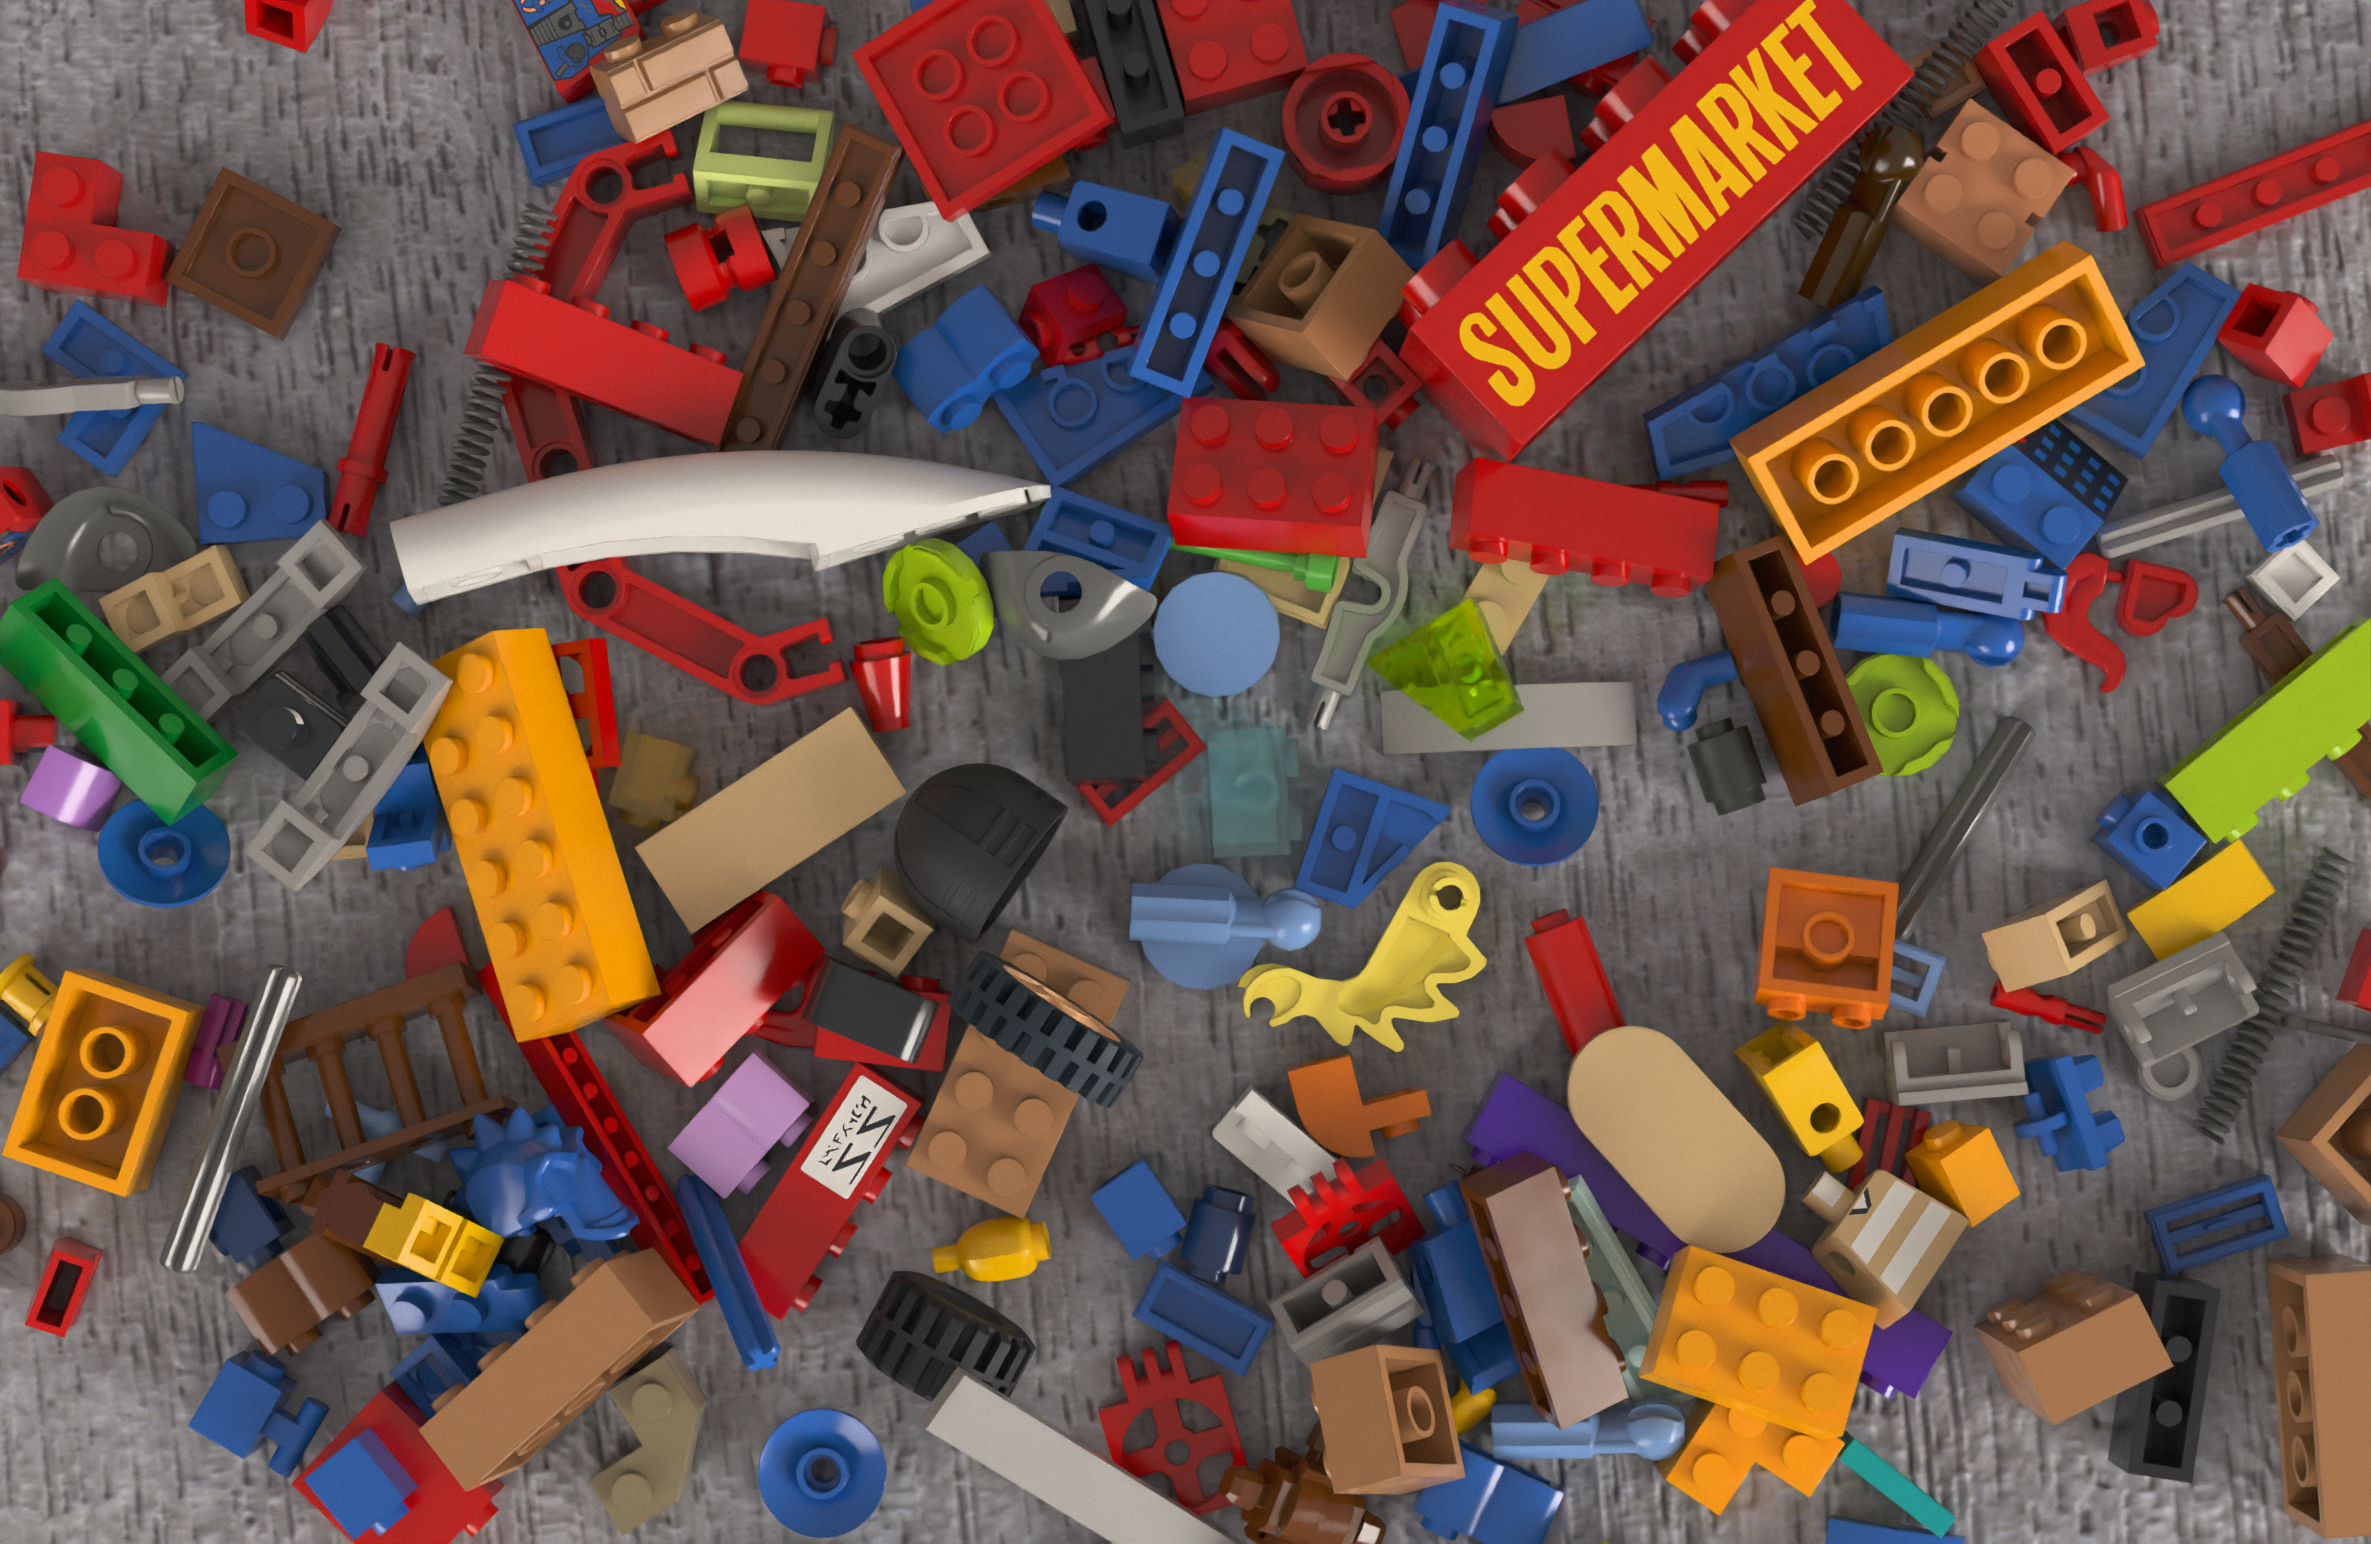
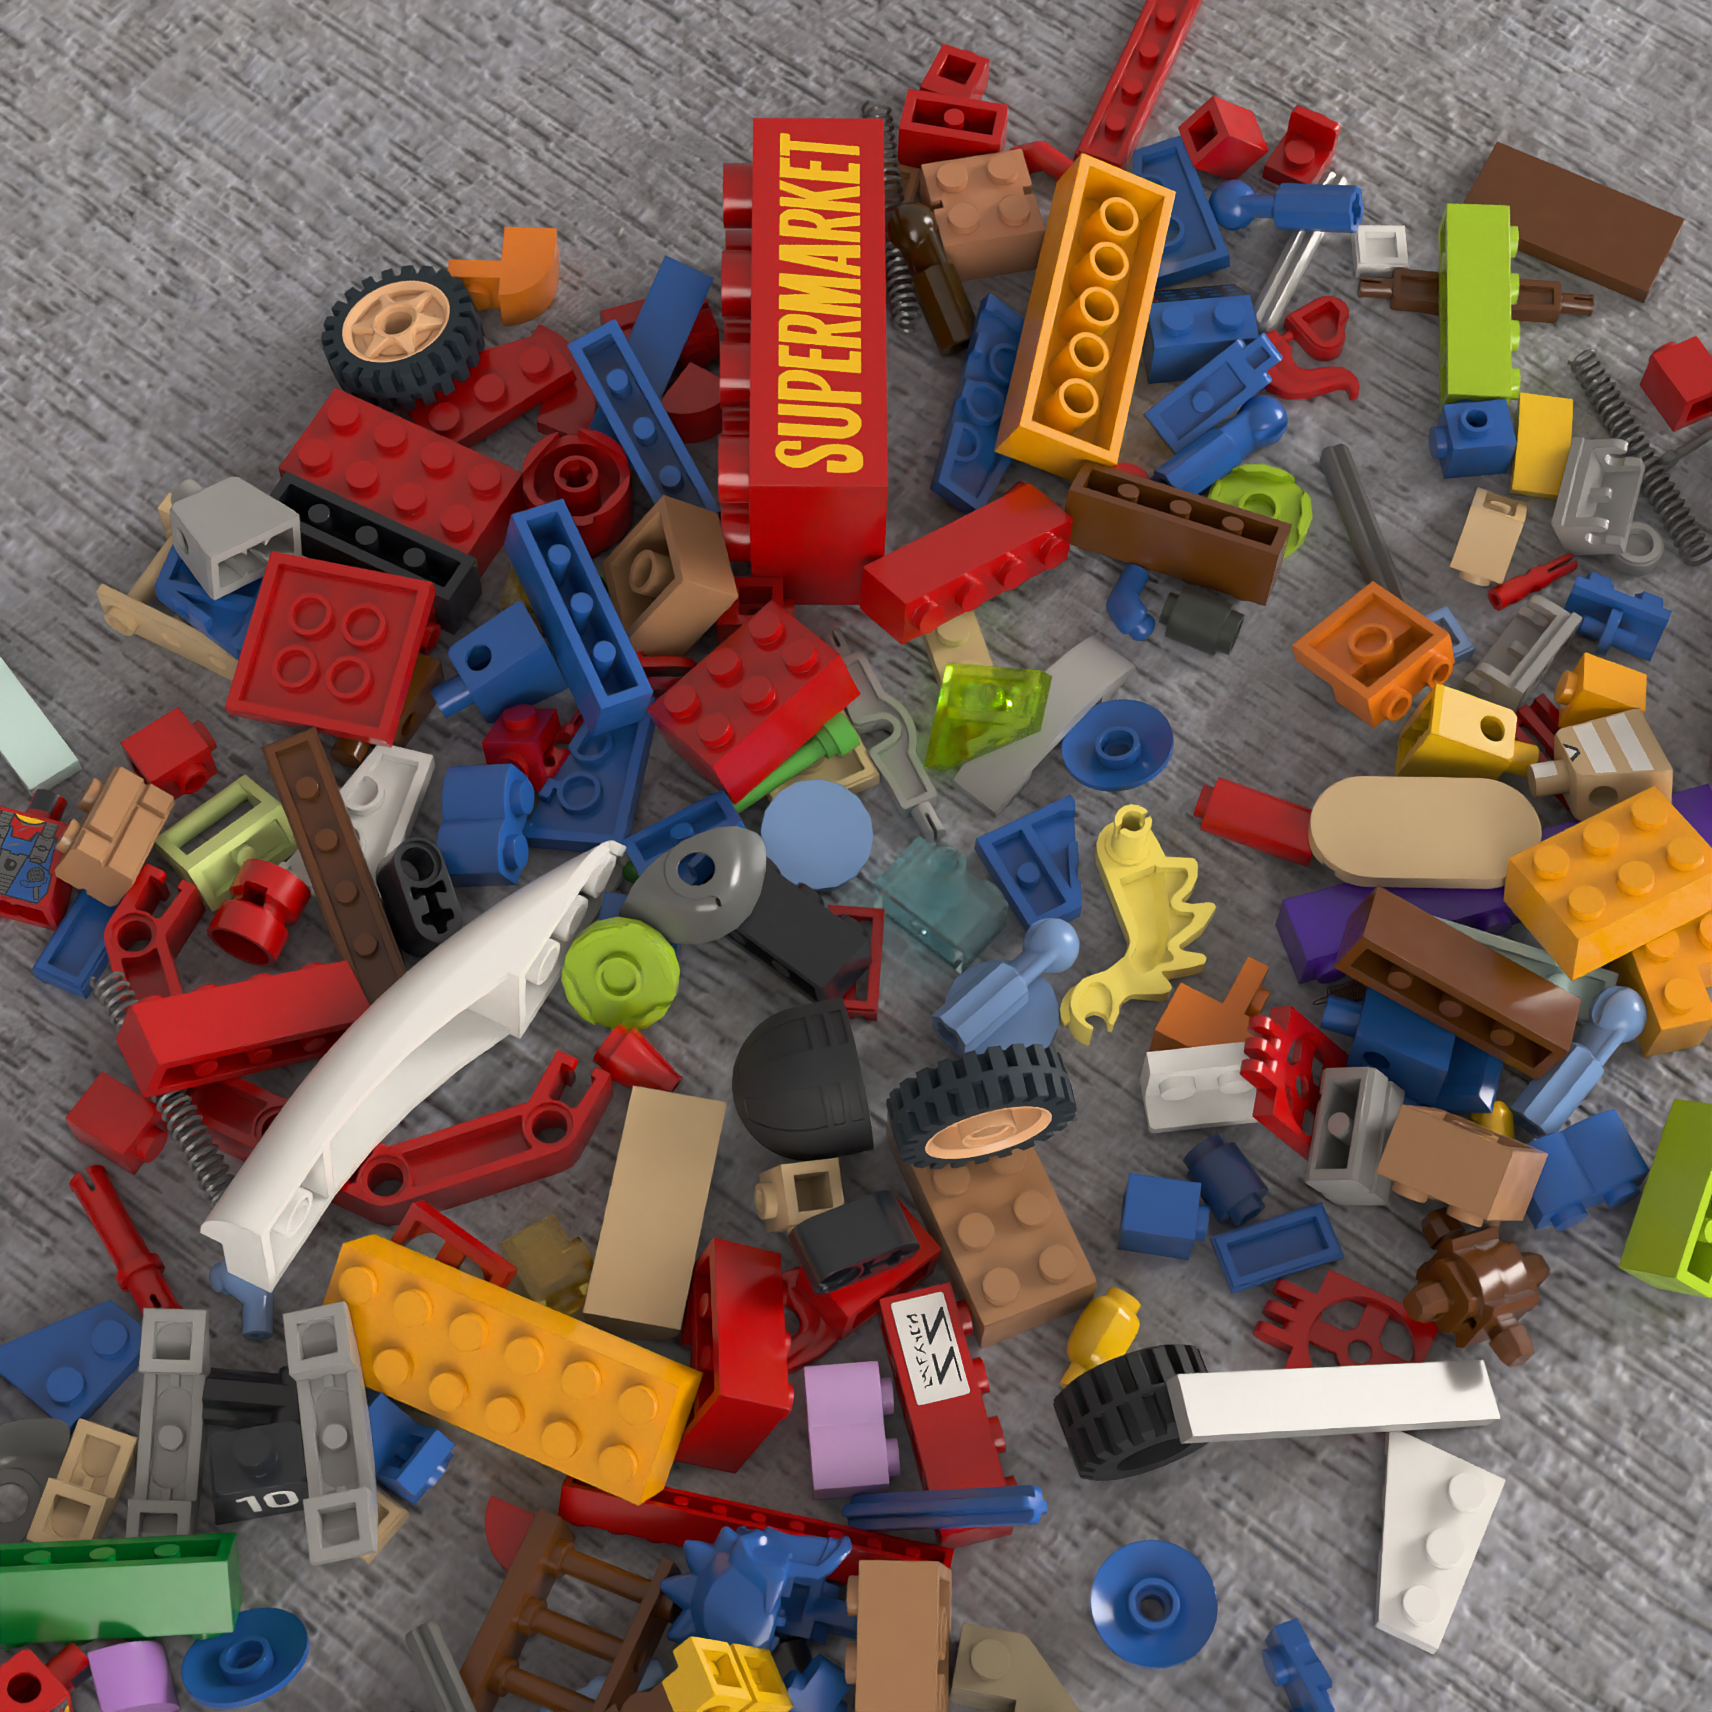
camera: 50 degrees left, 25 degrees down
(443, 328) = (118, 1124): none -> red brick

